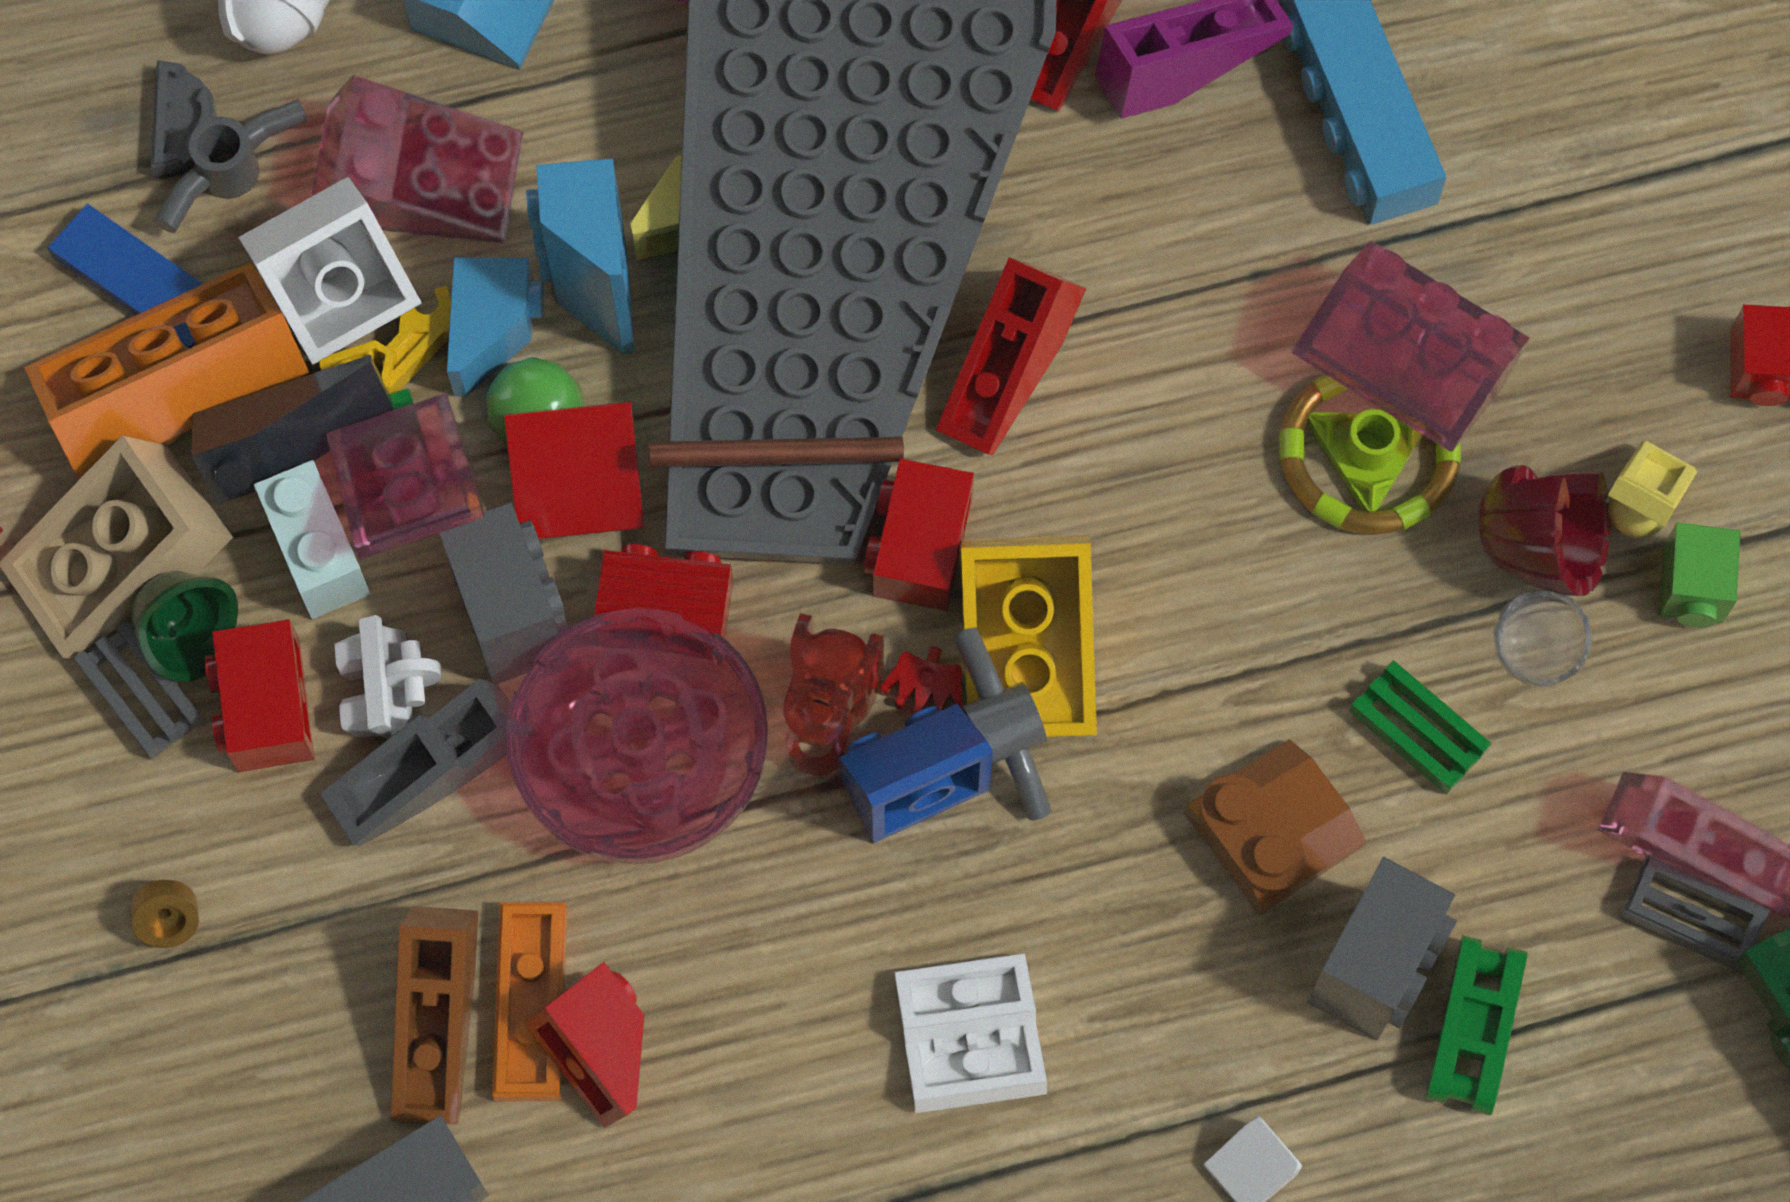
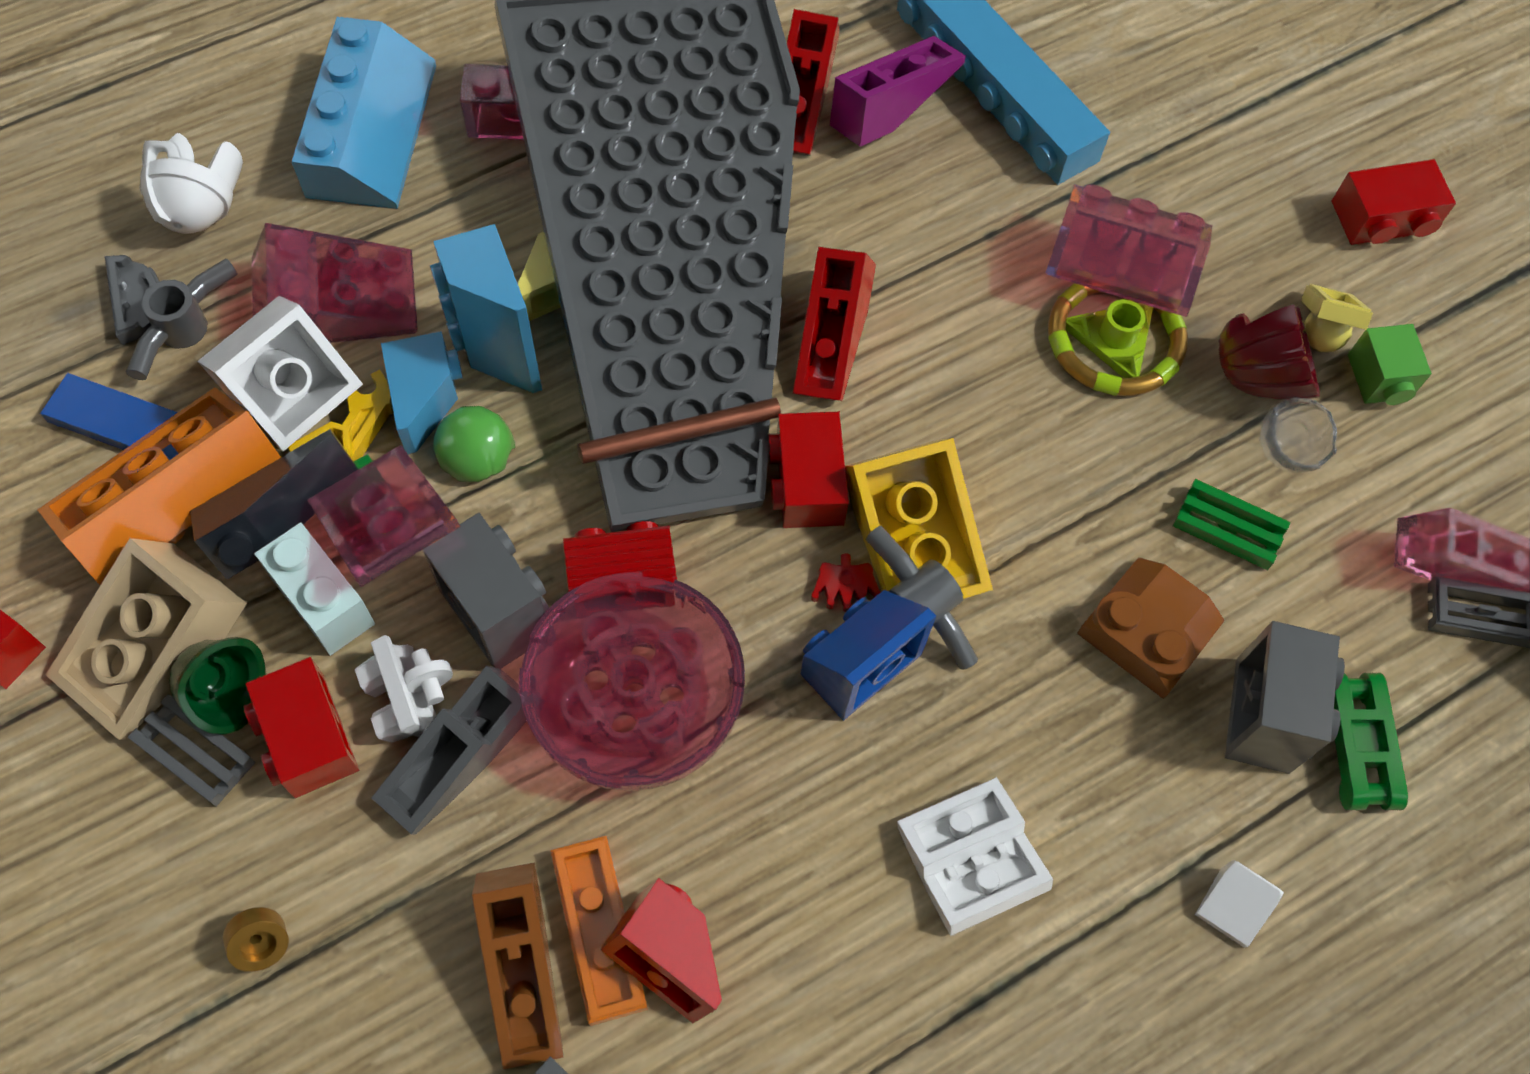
camera: 20 degrees left, 5 degrees down
(575, 469) = (522, 481): red tile -> none
(829, 691) = (776, 605): clear red piece -> none

